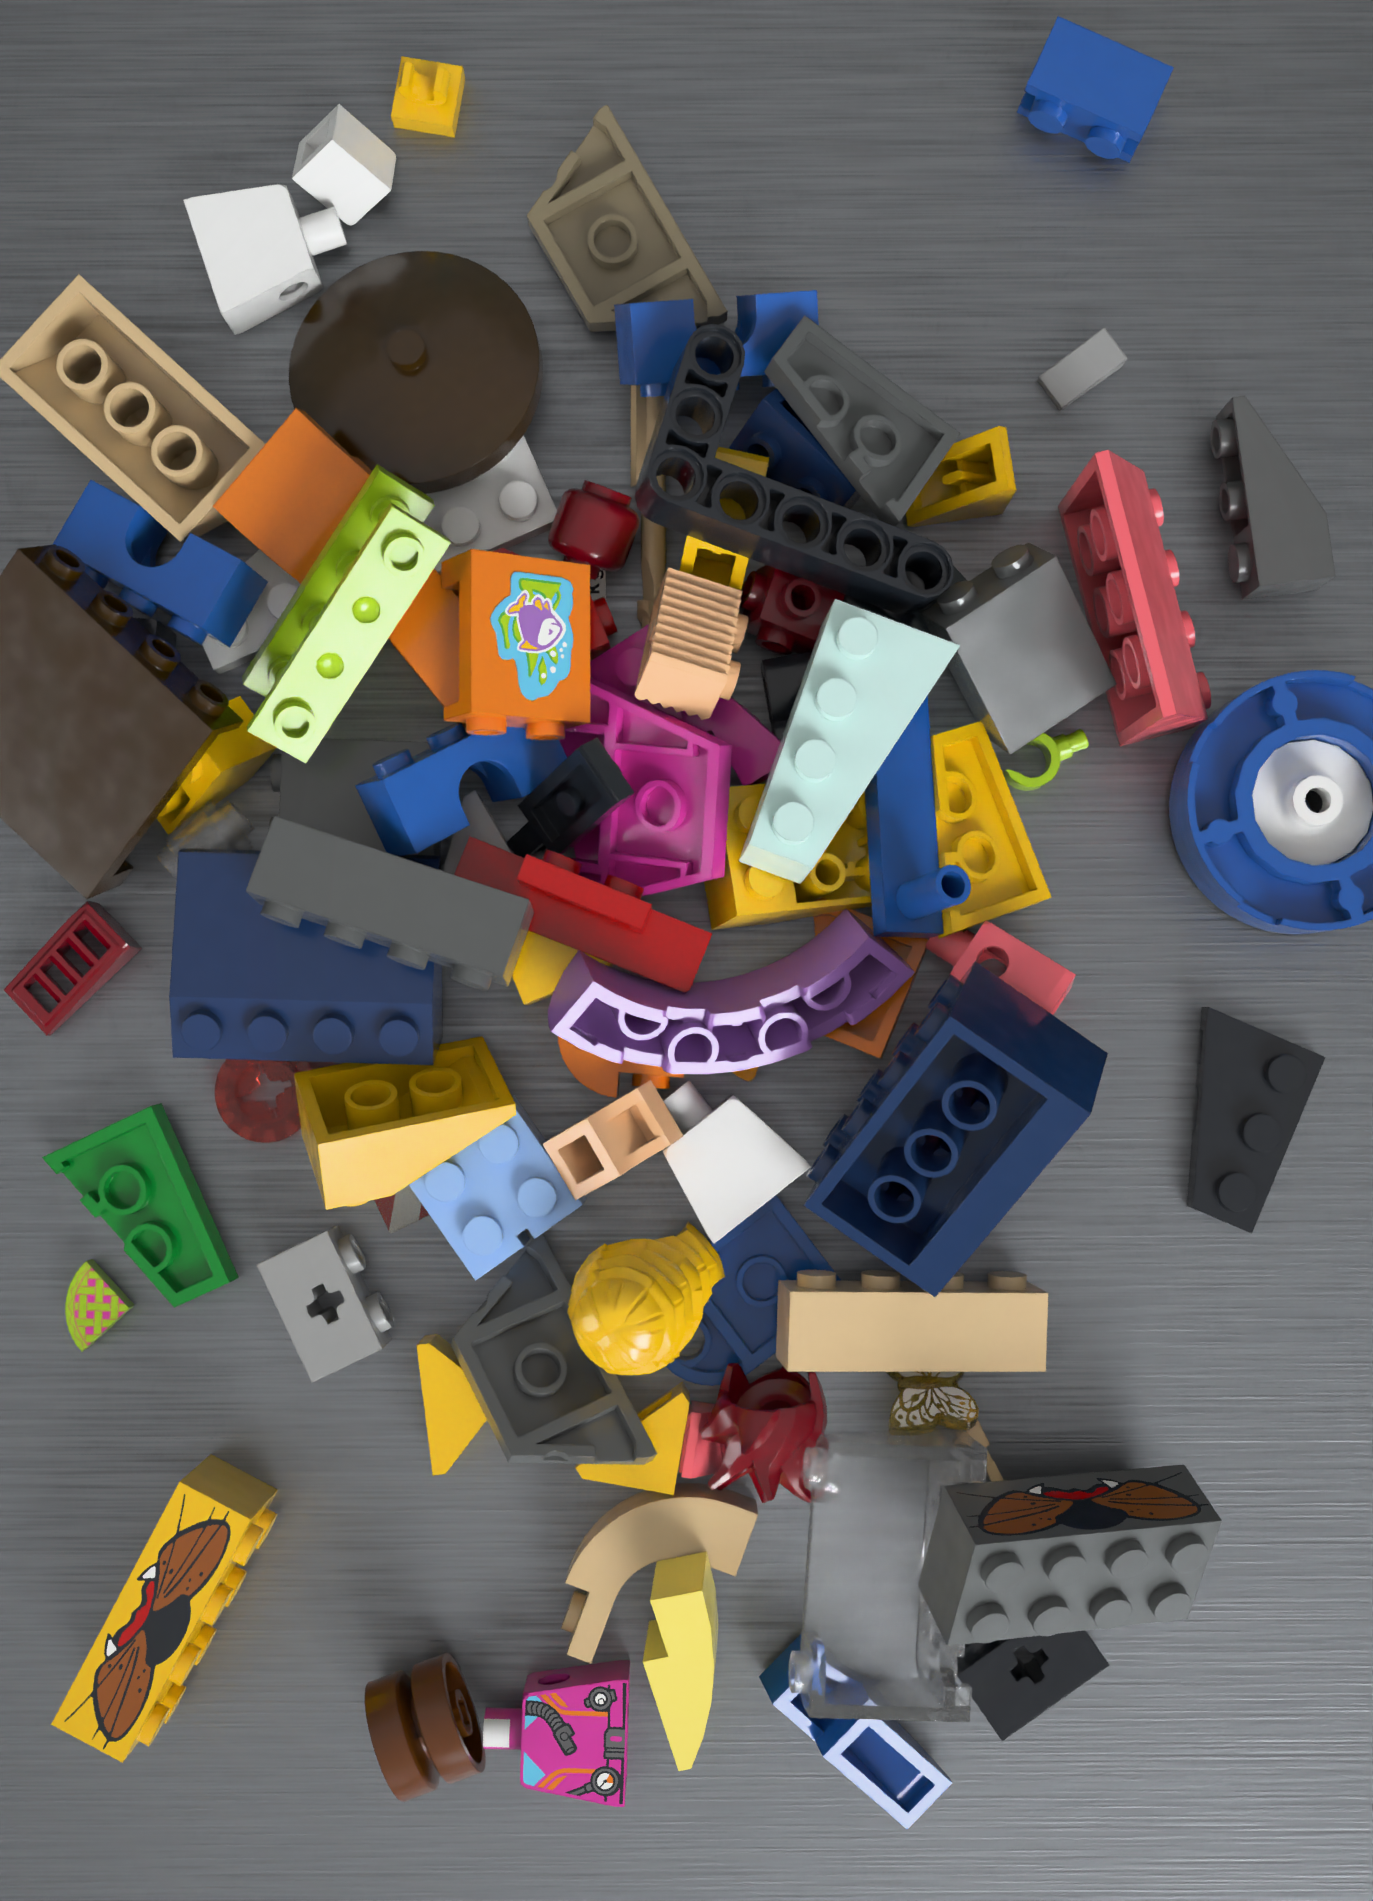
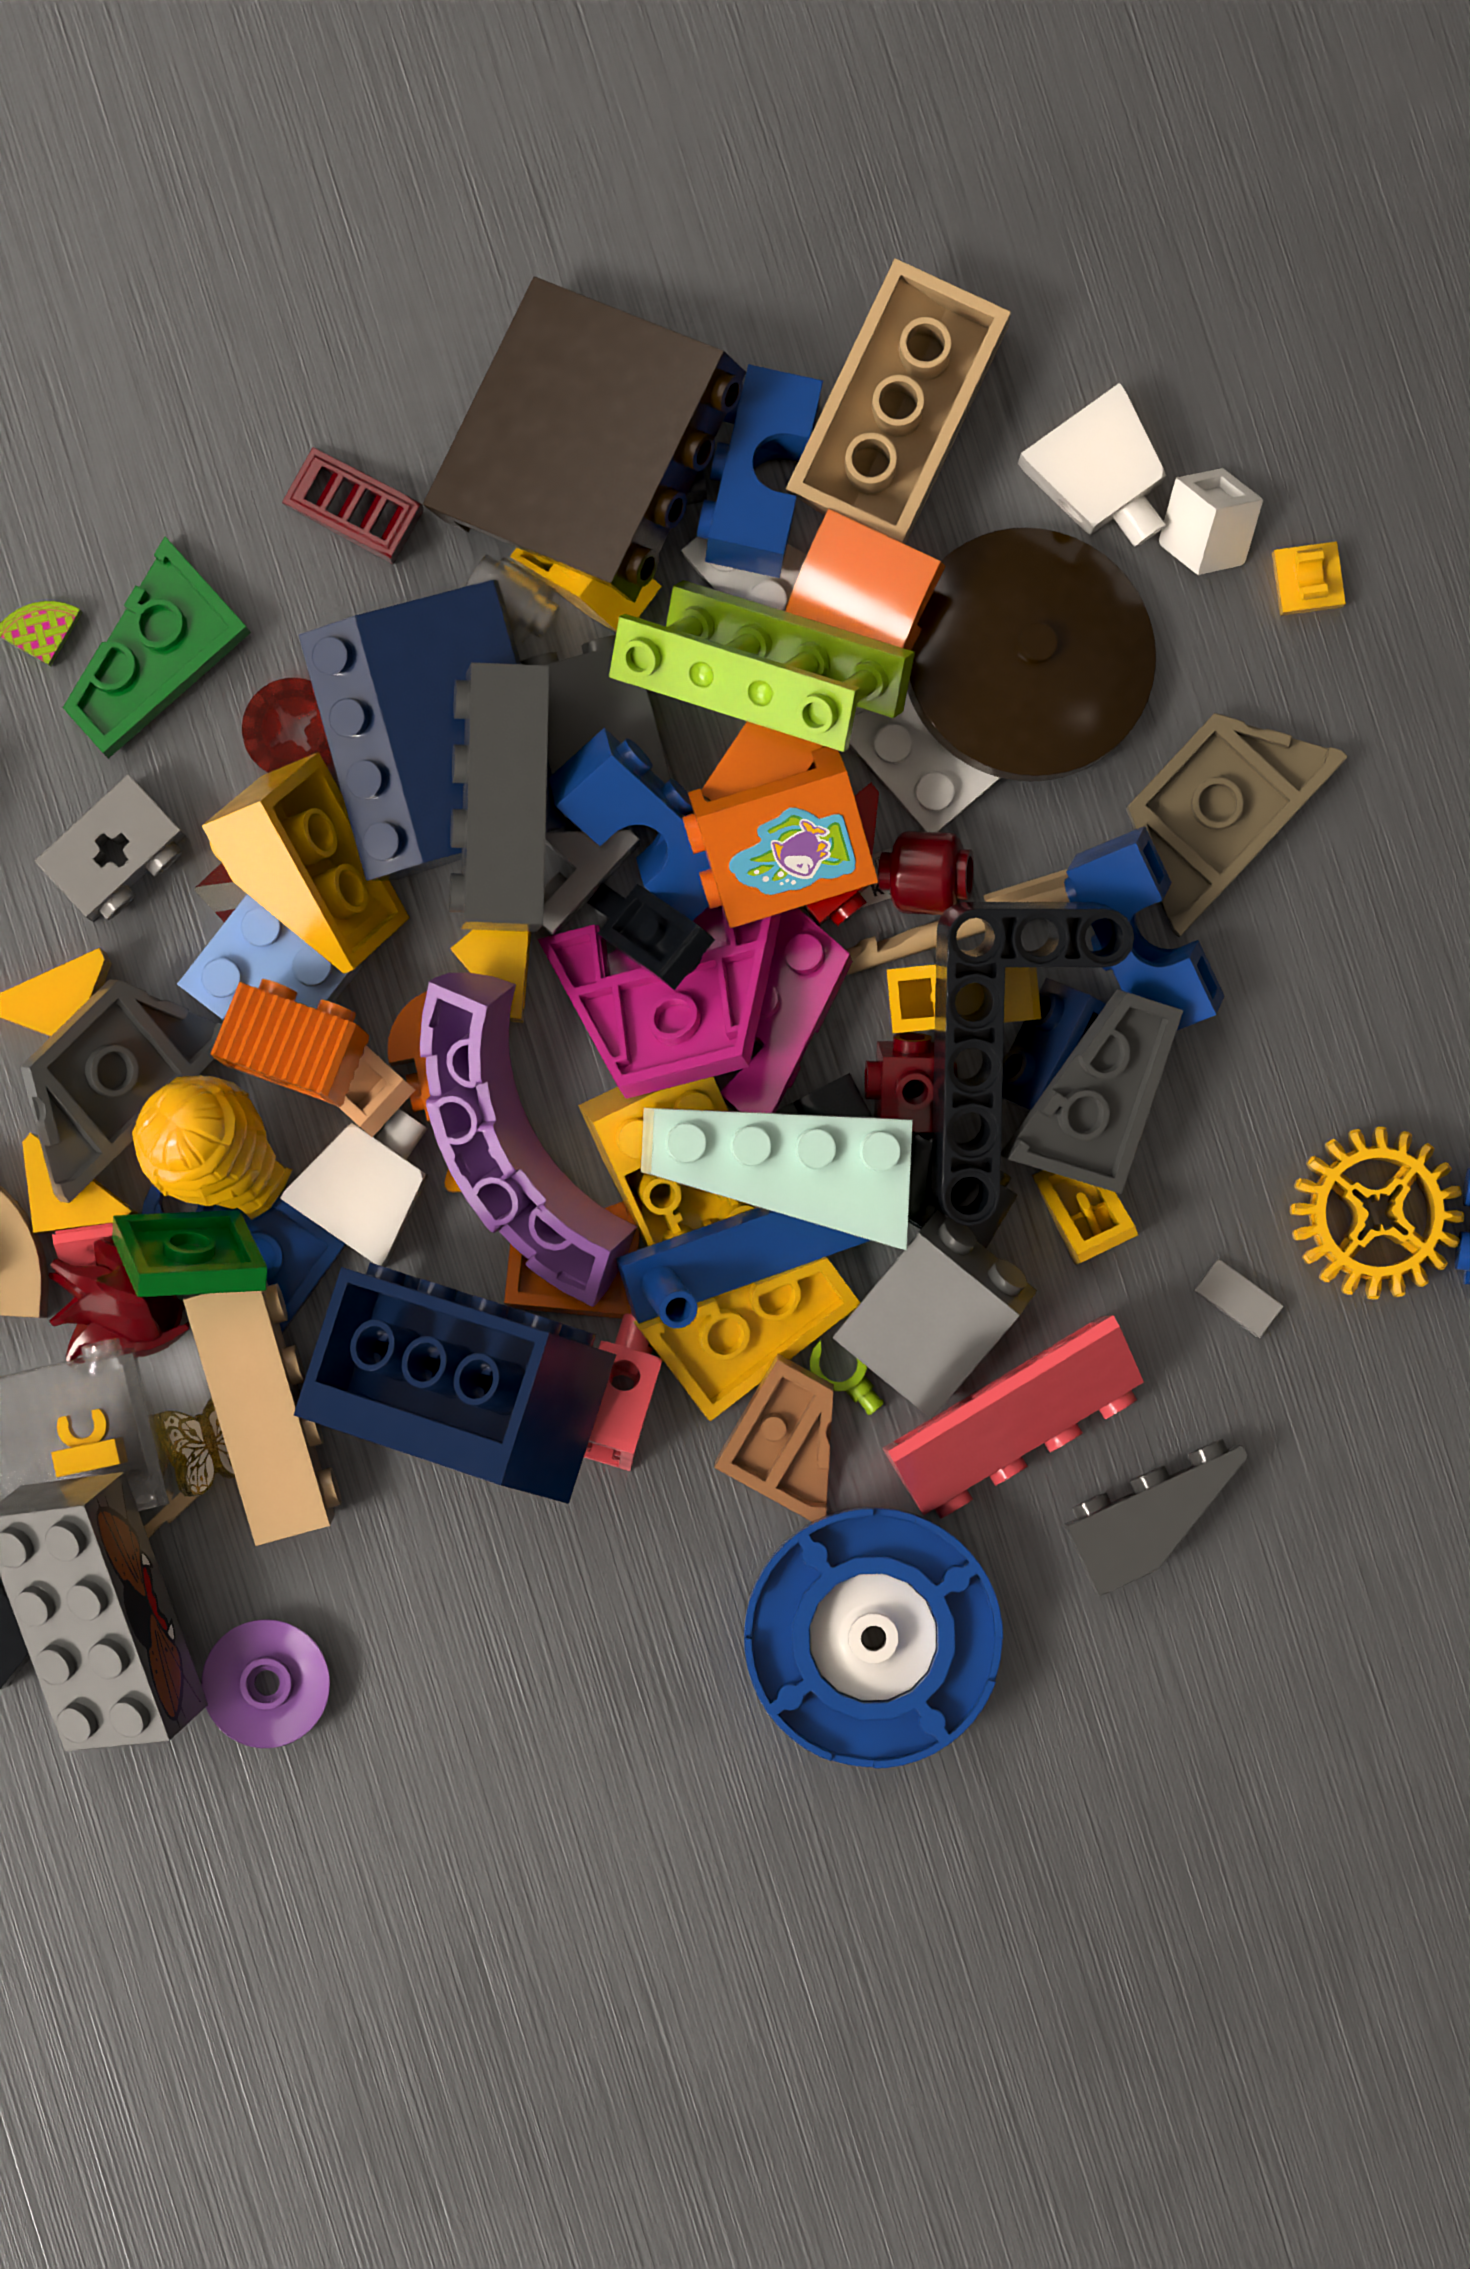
camera: 70 degrees right, 0 degrees up
(568, 1186) = (291, 1042): none -> orange brick
(592, 916) = (548, 983): red bracket -> none
(691, 645) = (836, 999): light nougat brick -> none
(744, 1351) = (189, 1253): none -> green tile
(907, 1507) = (87, 1452): none -> yellow tile
(1024, 170) = (1411, 1170): none -> yellow gear
(1089, 832) = (784, 1440): none -> medium nougat wing
(1196, 1421) = (232, 1691): none -> medium lavender dish
(1246, 1115) = (558, 1675): black wing -> none

